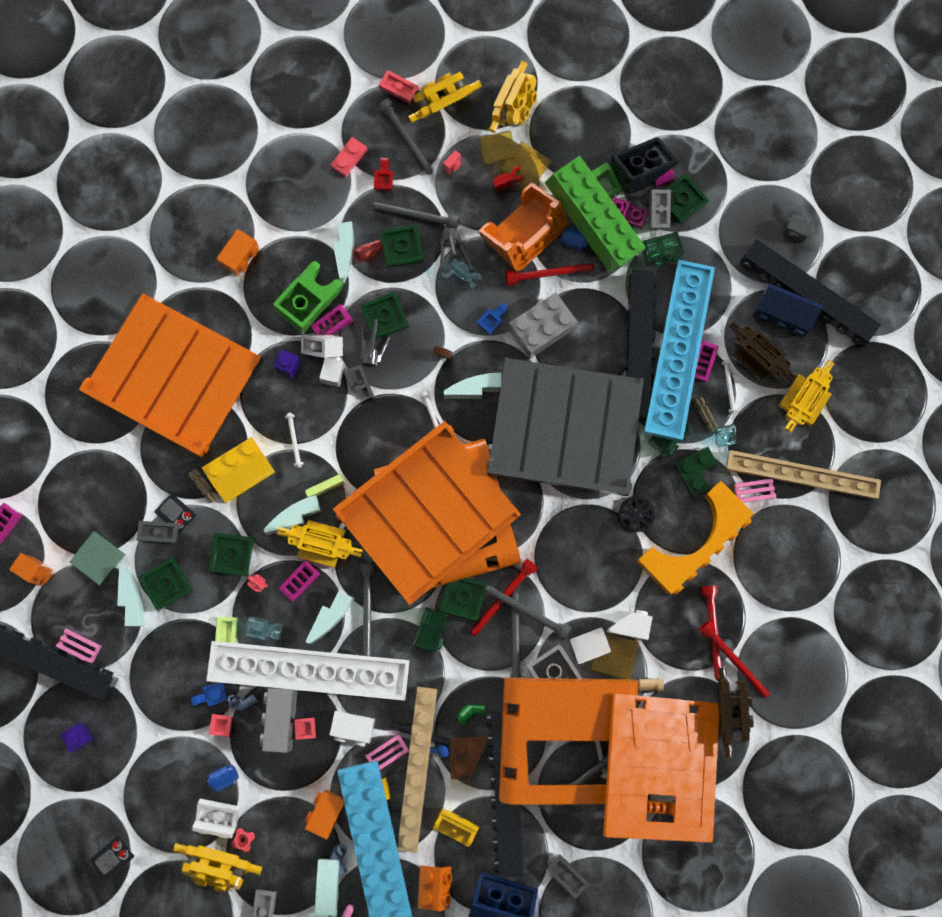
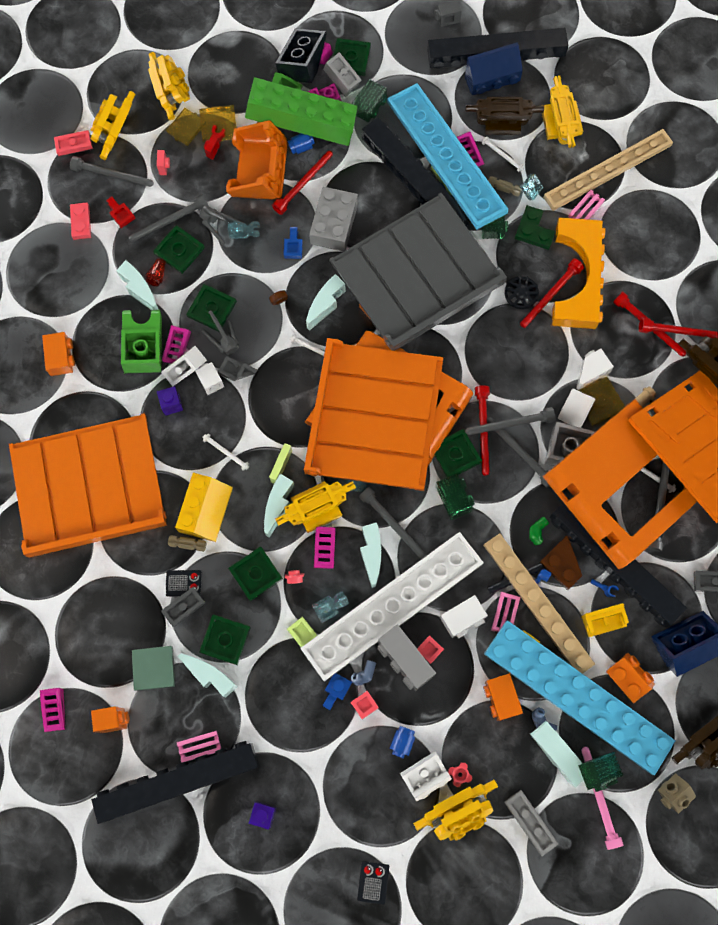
camera: 35 degrees left, 5 degrees down
(480, 804) = (605, 588): none -> blue hand
(695, 532) = (574, 268): none -> red piece

